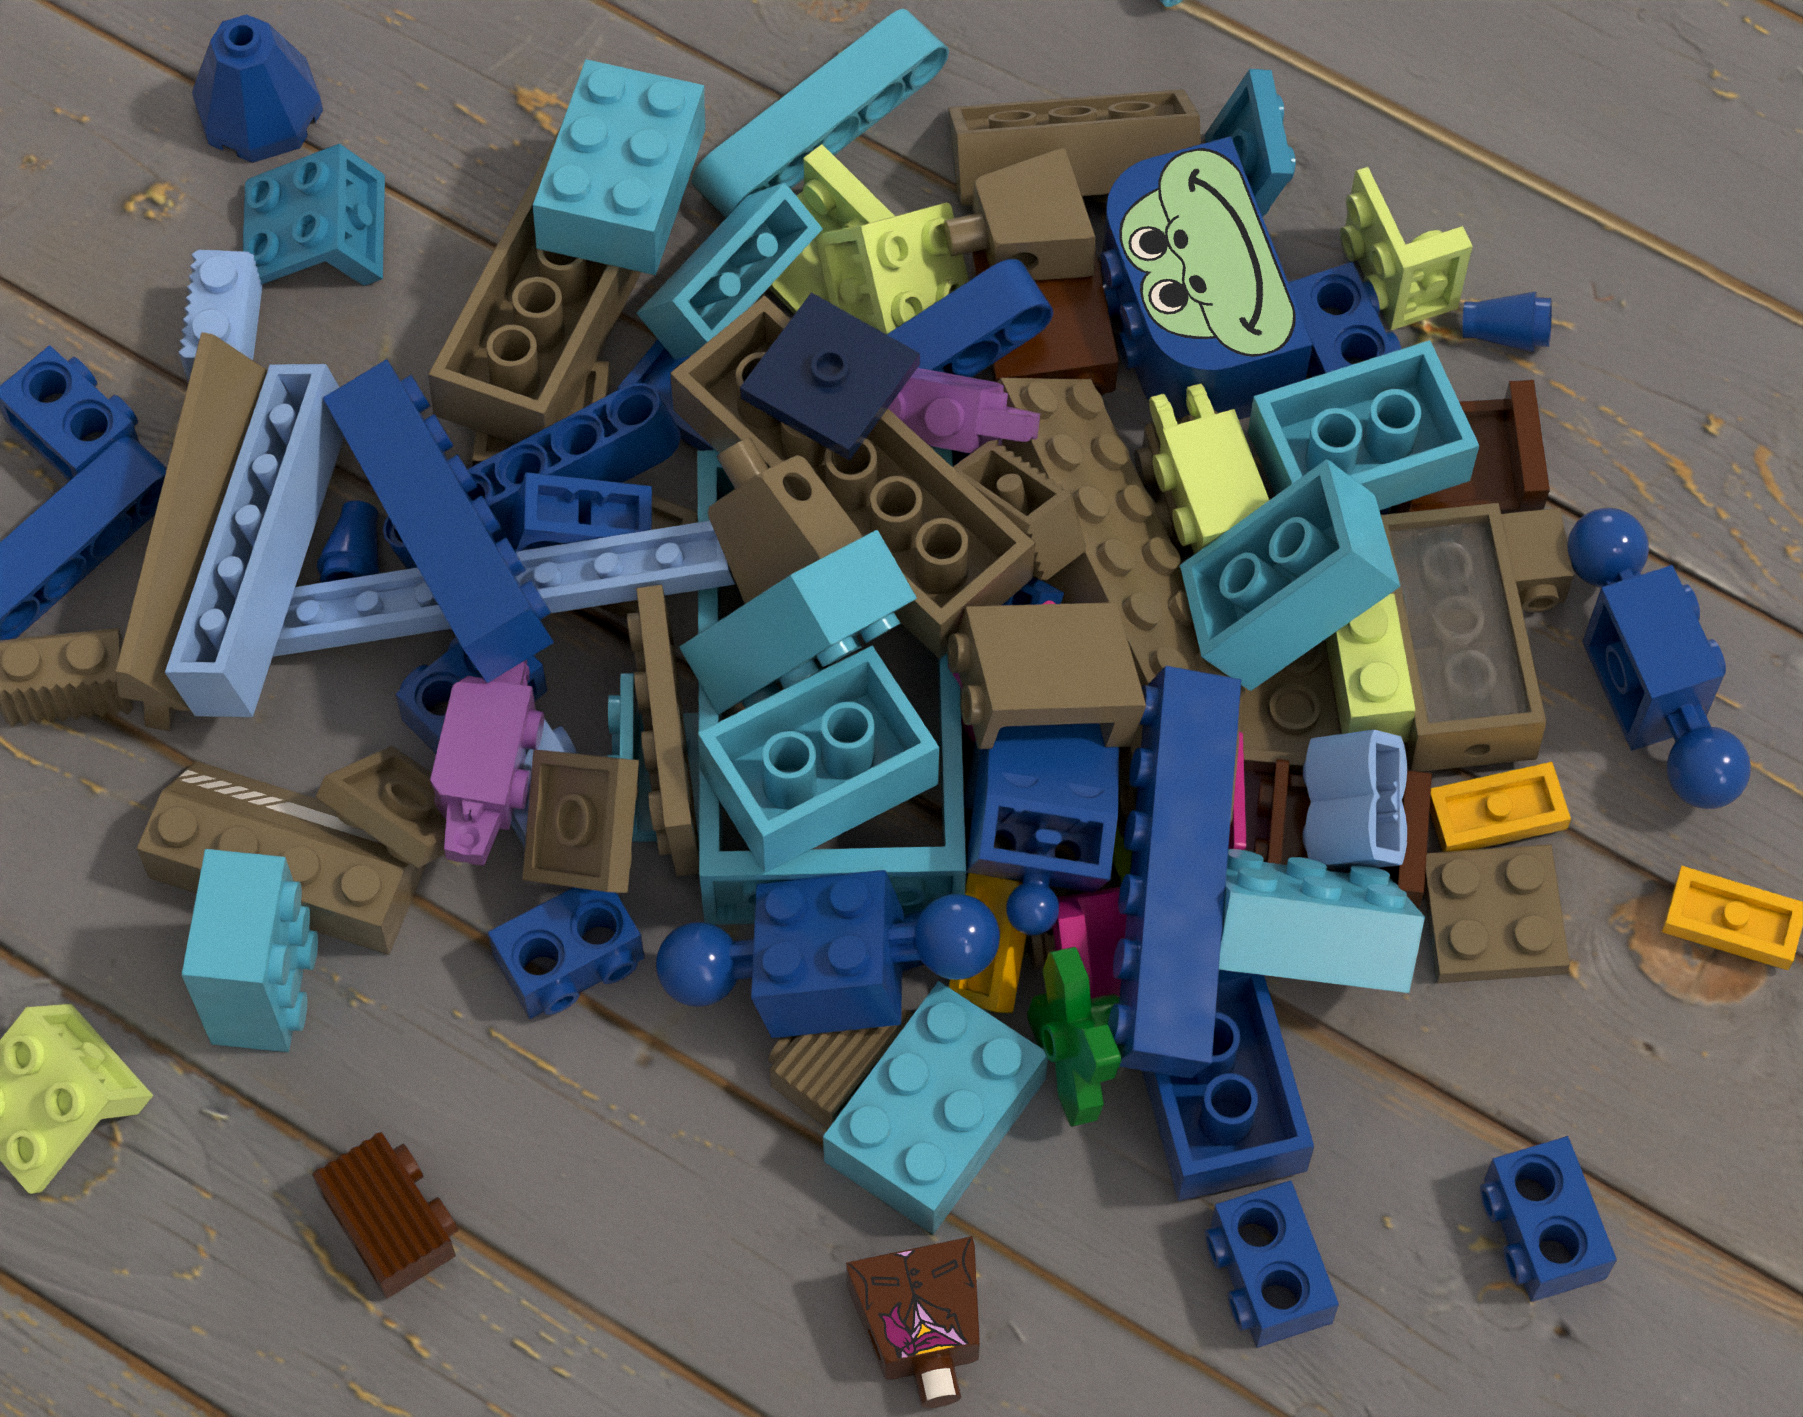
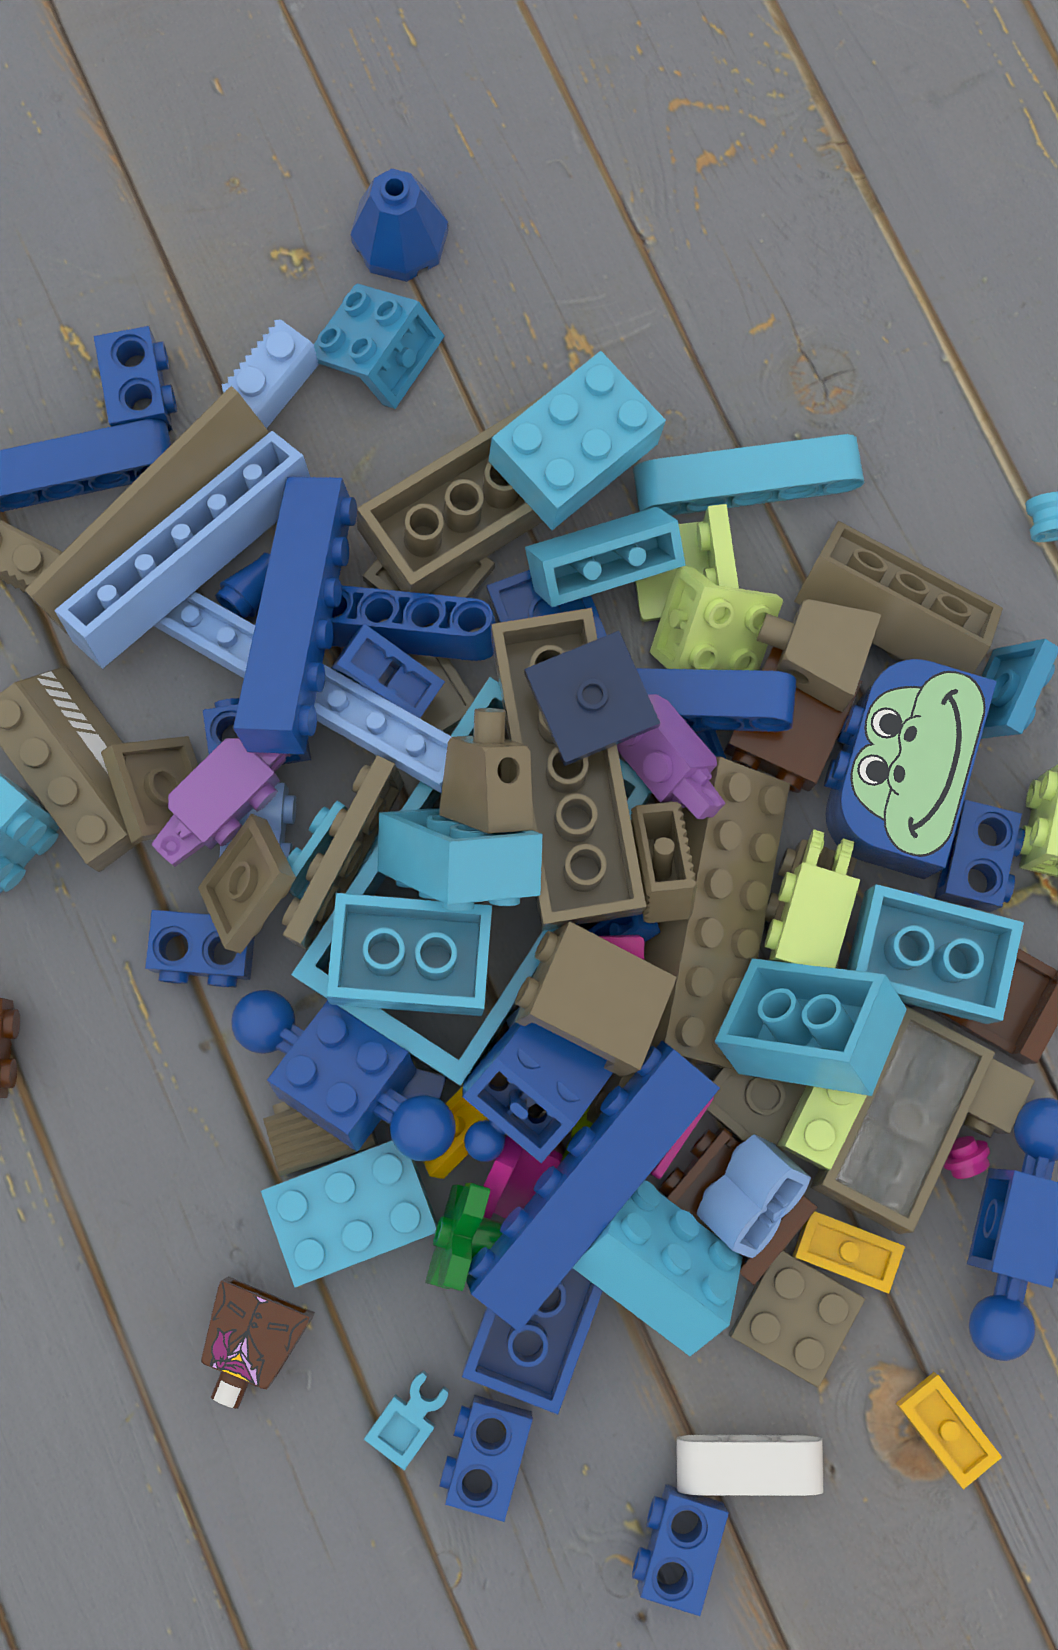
camera: 30 degrees right, 15 degrees up
(1157, 1297) = (403, 1425): none -> medium azure plate
(1550, 636) = (967, 1157): none -> dark pink plate
(1556, 1086) = (750, 1465): none -> white beam

